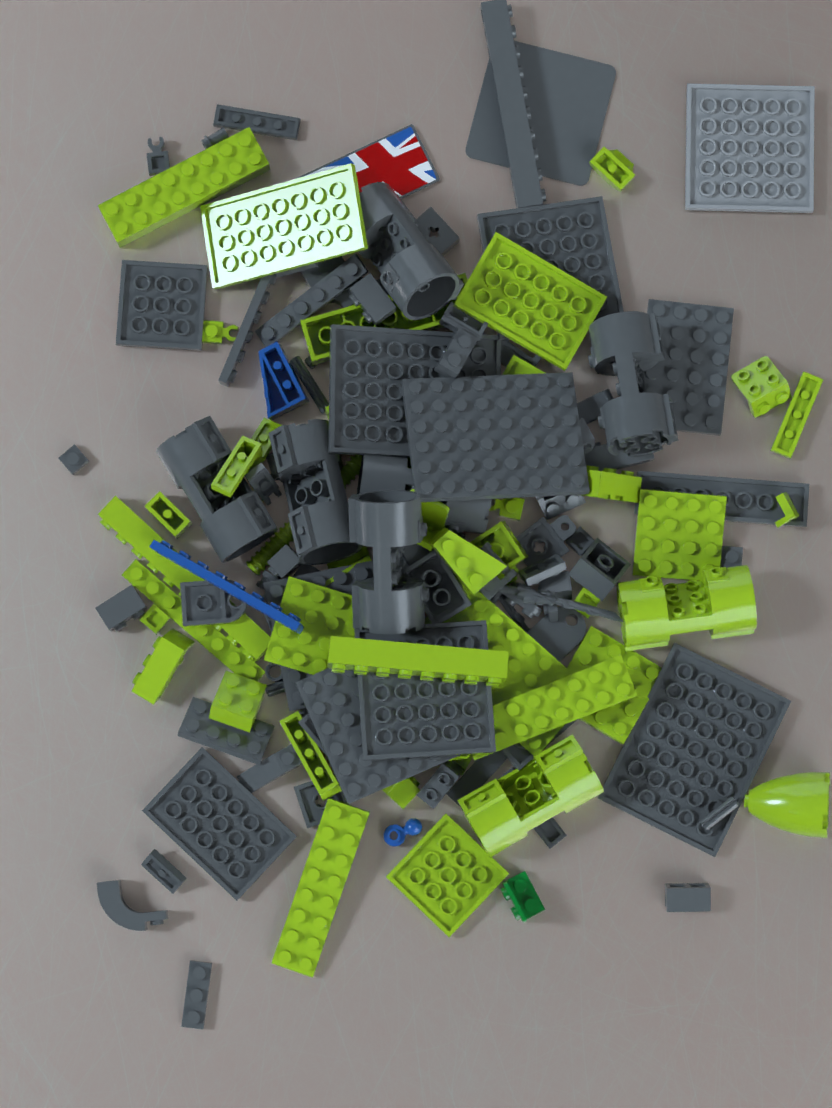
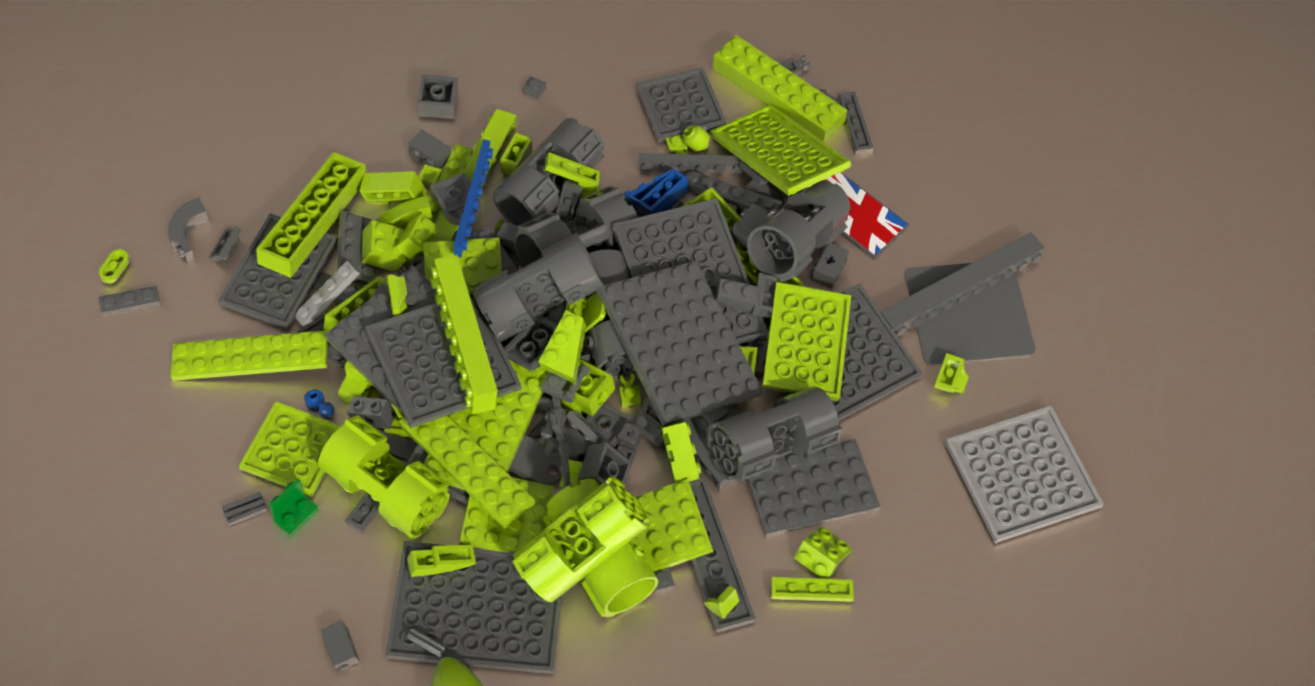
camera: 65 degrees right, 25 degrees down
(53, 573) = (437, 96): none -> dark grey brick
(147, 999) = (113, 267): none -> lime plate
(170, 766) = (311, 215): none -> lime brick
(202, 665) = (406, 212): none -> lime slope
(218, 307) = (696, 138): none -> lime head
(245, 664) = (414, 235): none -> lime brick
(278, 782) = (326, 294): none -> light grey plate
(336, 712) = (397, 294): none -> lime slope
(496, 926) = (244, 505): none -> dark grey tile
(637, 768) = (440, 559): none -> lime slope
(694, 627) = (581, 539): none -> lime cylinder

